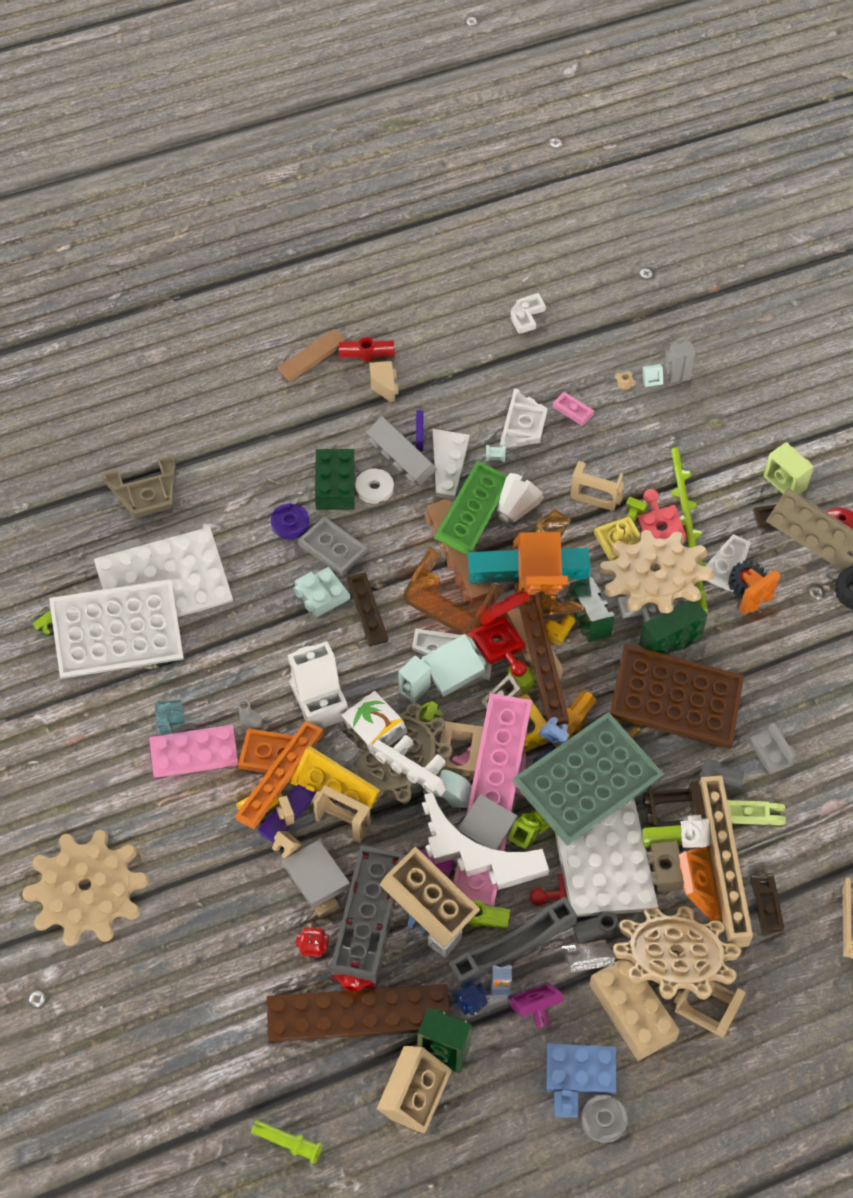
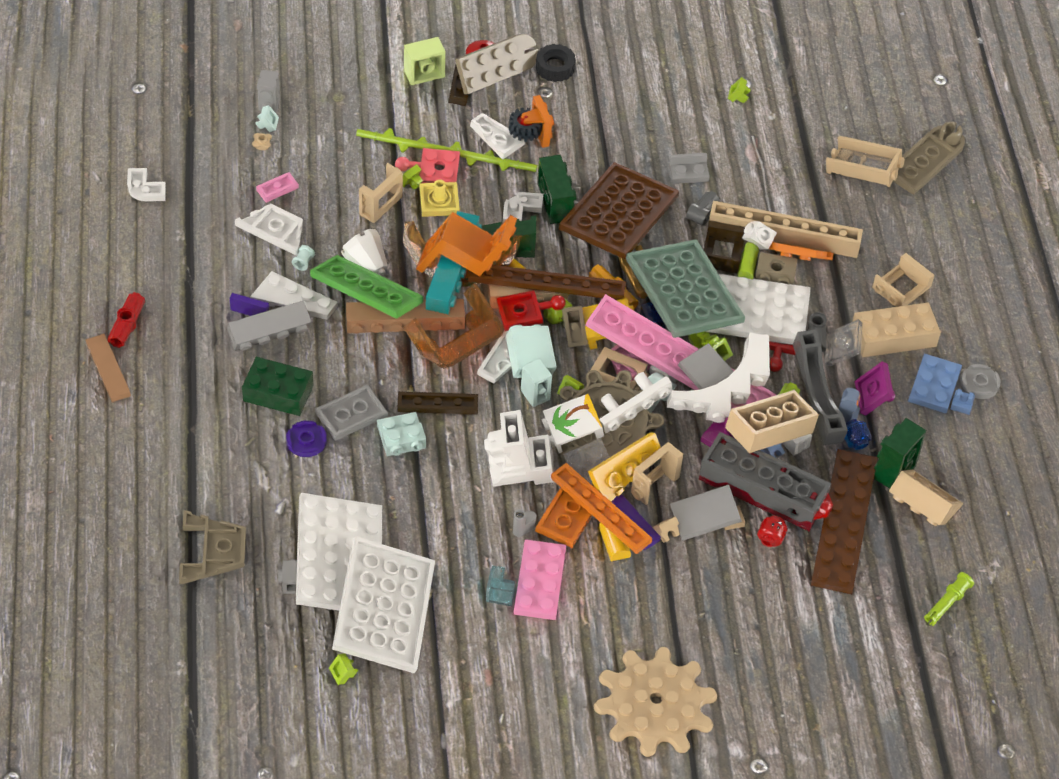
camera: 75 degrees left, 5 degrees down
(285, 811) = (639, 514): tan plate -> none
(378, 477) = (297, 351): white tile -> none
(382, 379) = (173, 317): tan slope -> none
(504, 606) = (500, 286): red plate -> none
(553, 733) = (635, 293): medium blue tile -> none
(642, 585) = (500, 193): tan plate -> none
(699, 948) = (881, 276): tan plate -> none
(755, 812) = (744, 195): yellowish green hinge -> none
(767, 903) = (827, 215): dark brown plate -> none

